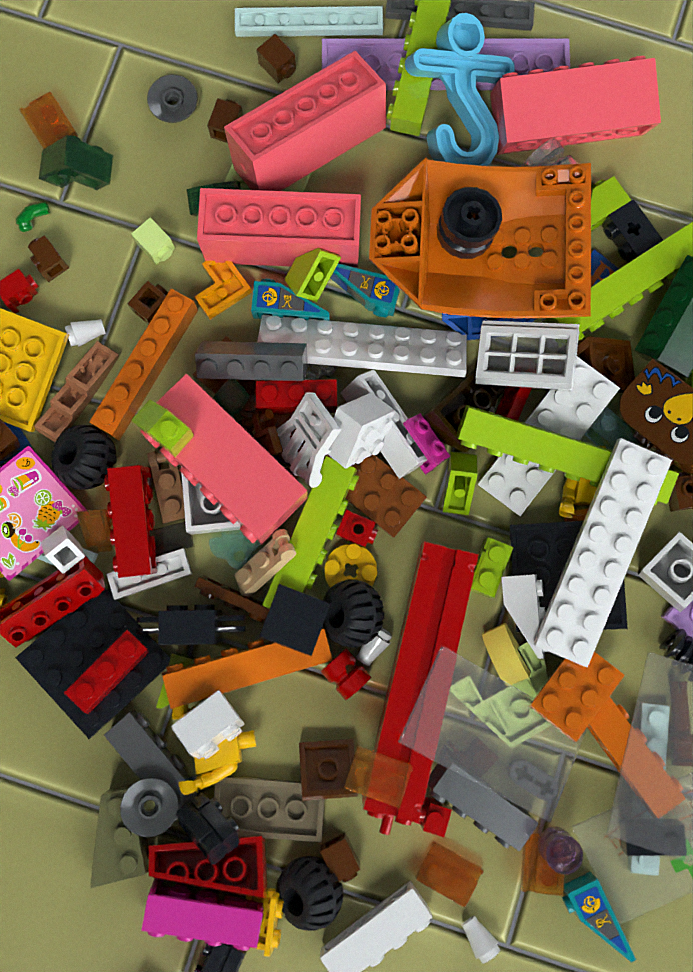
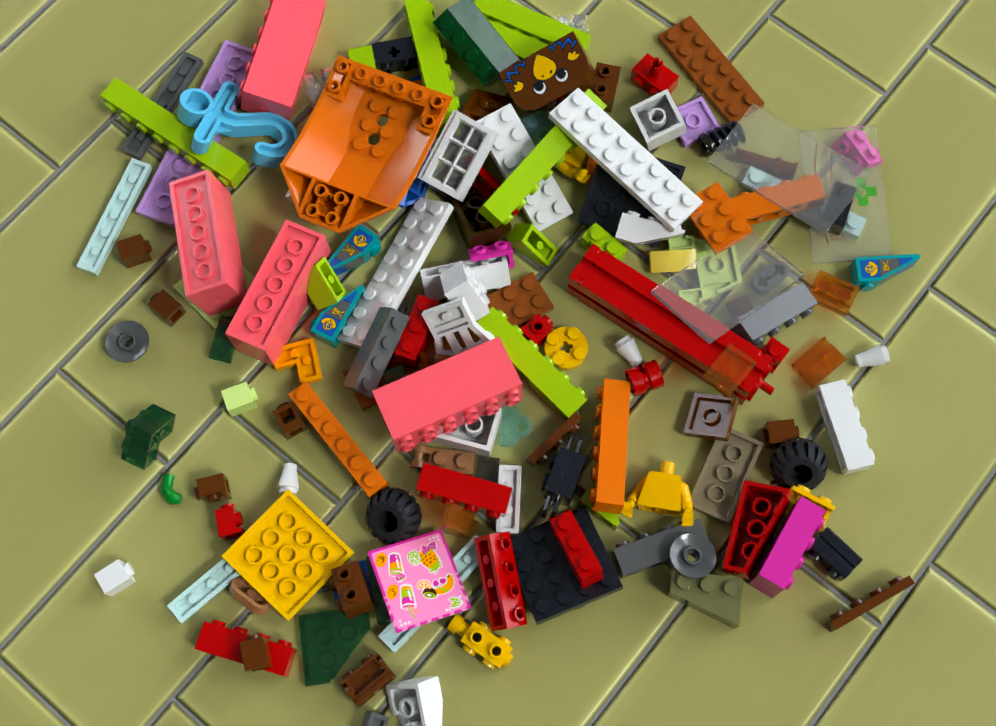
camera: 65 degrees left, 10 degrees down
(47, 120) = (97, 447): clear orange plate -> none
(62, 549) = (464, 551): white brick -> none
(77, 392) = (336, 505): nougat slope -> none
(163, 427) = (408, 418): lime slope -> none
(208, 726) = (646, 481): white brick -> none
(208, 827) = (724, 515): black brick -> none
(265, 563) = (538, 404): tan plate -> none
(294, 620) = (590, 394): black tile -> none
(353, 613) = (600, 355): black wheel -> none
(469, 222) = (343, 153): black wheel -> none
(560, 850) = (826, 272): wheel -> none

